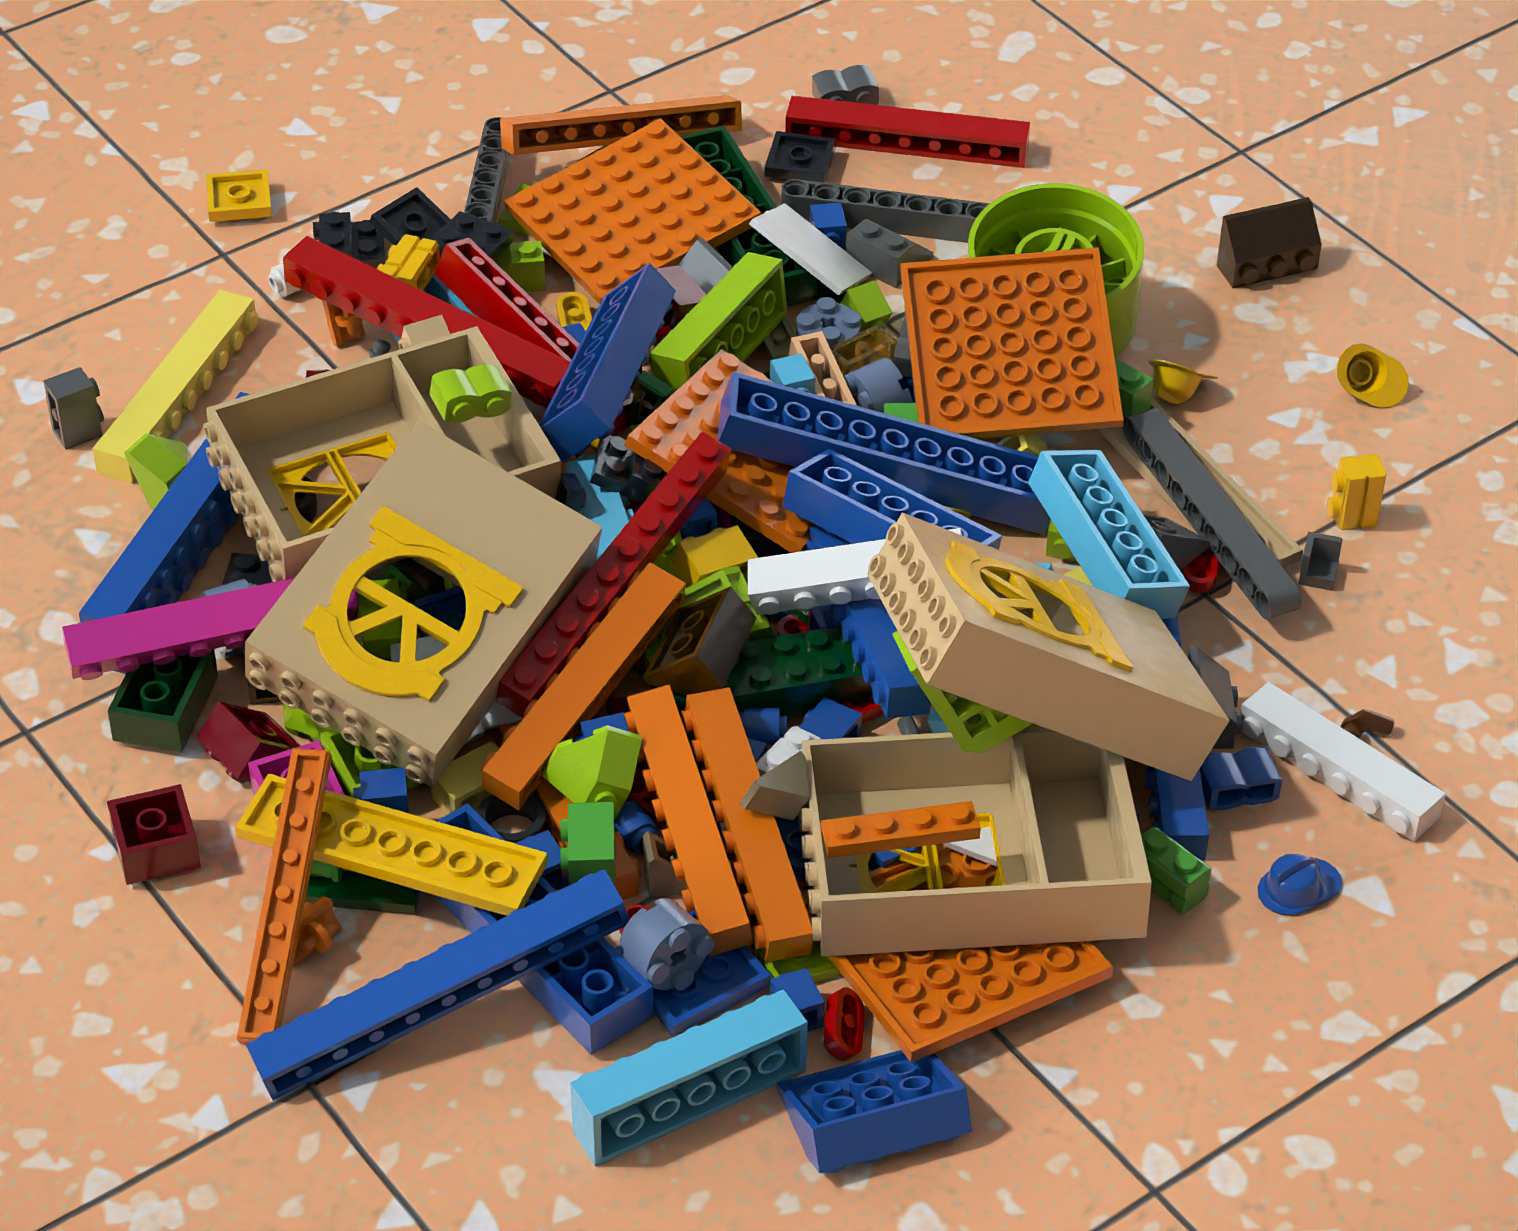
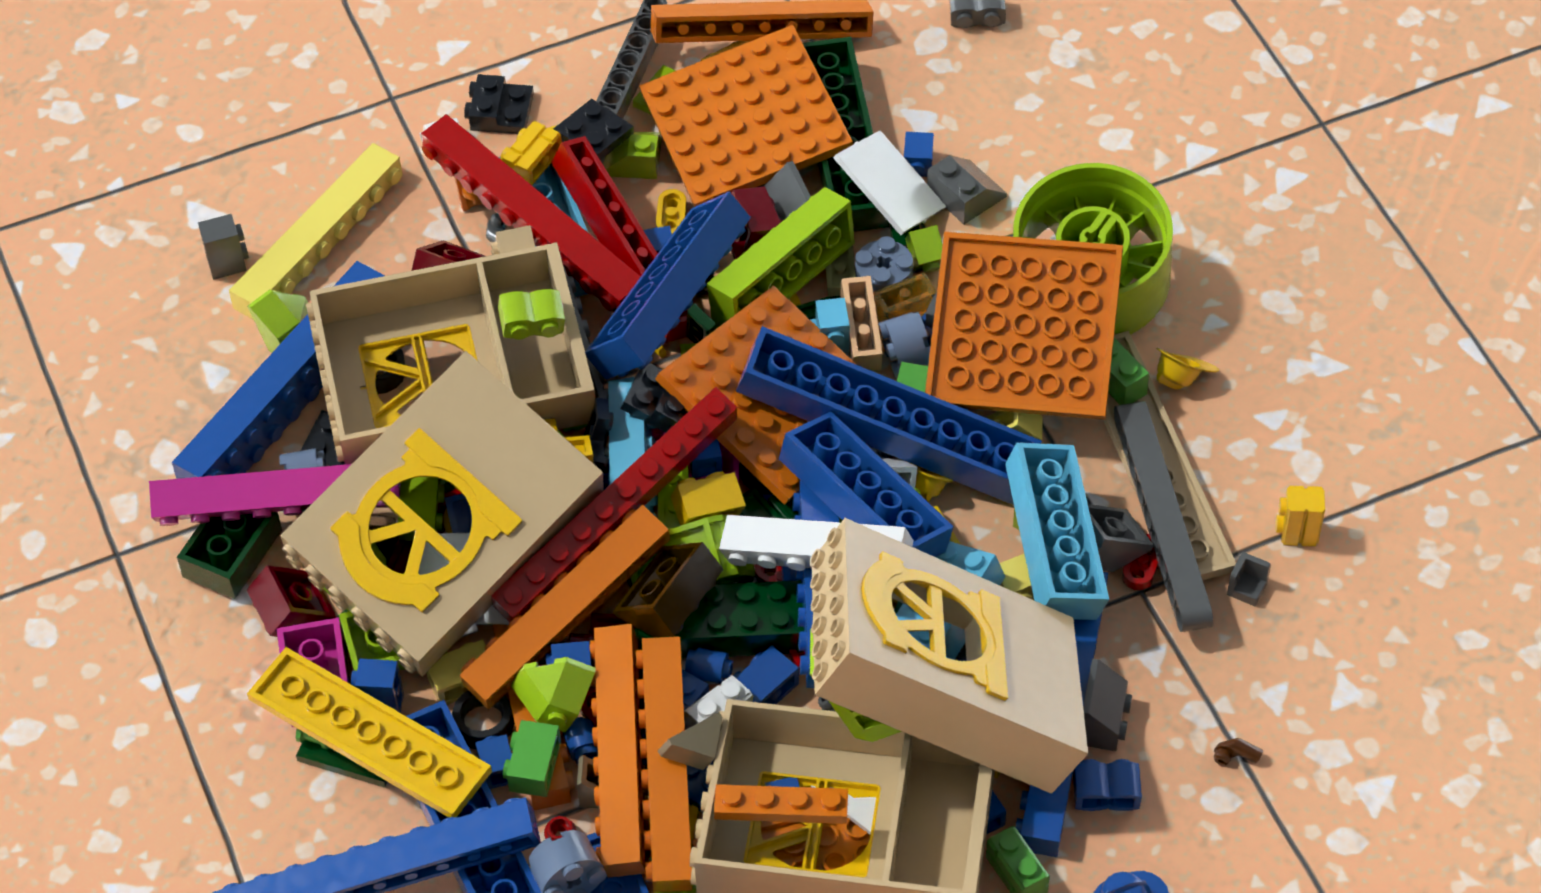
camera: 15 degrees right, 10 degrees up
(154, 834) = (189, 678): dark red brick -> none
(238, 195) = (417, 41): yellow plate -> none
(284, 894) = (273, 762): orange tile -> none
(316, 929) = (291, 791): orange hips -> none
(409, 215) = (555, 94): black plate -> none
(799, 157) = (916, 73): black plate -> none
(895, 211) = (977, 143): dark grey beam -> none
(911, 131) = (1020, 60): red brick -> none
(1269, 243) = (1308, 236): dark brown slope -> none
(1342, 762) = (1201, 786): white brick -> none
(1372, 375) = (1357, 393): yellow piece -> none

